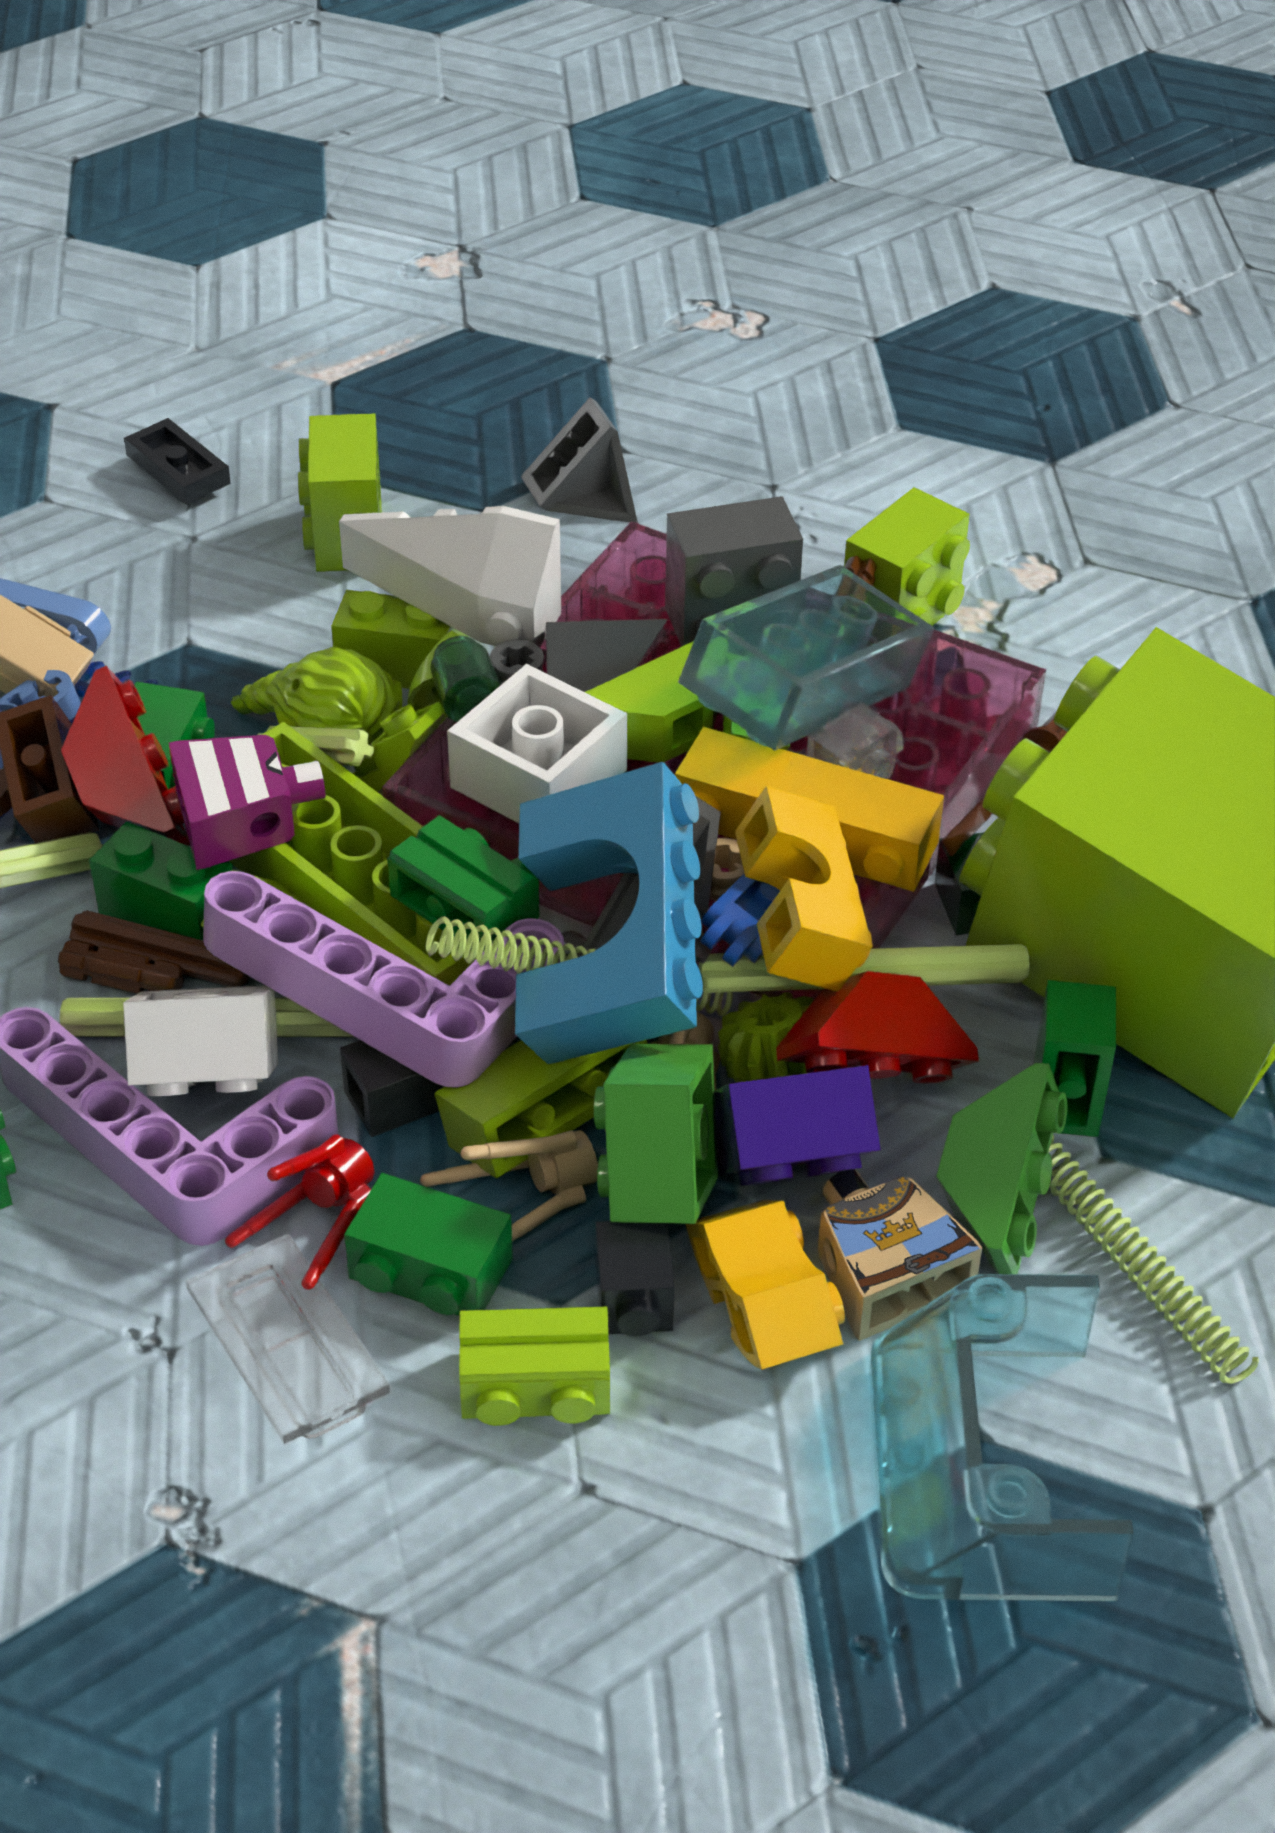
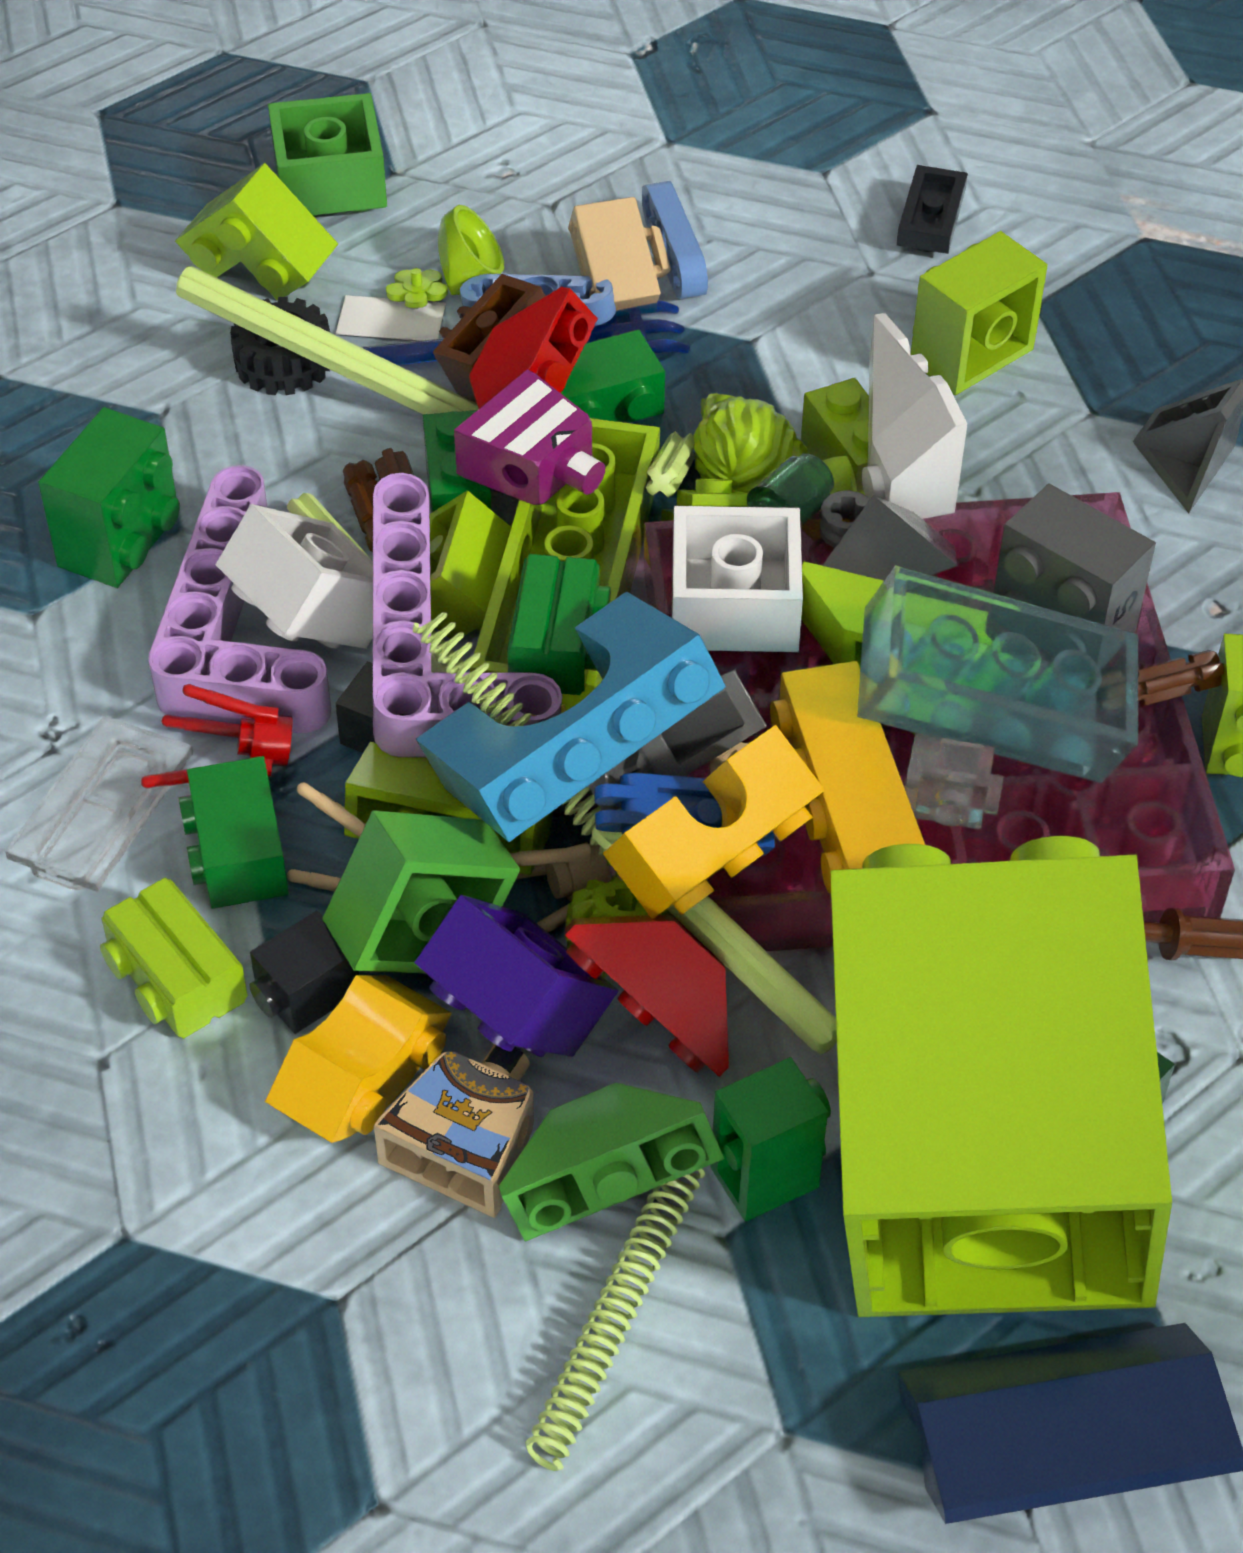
camera: 55 degrees right, 5 degrees up
(942, 1513) = (201, 1307): clear light blue windscreen -> none

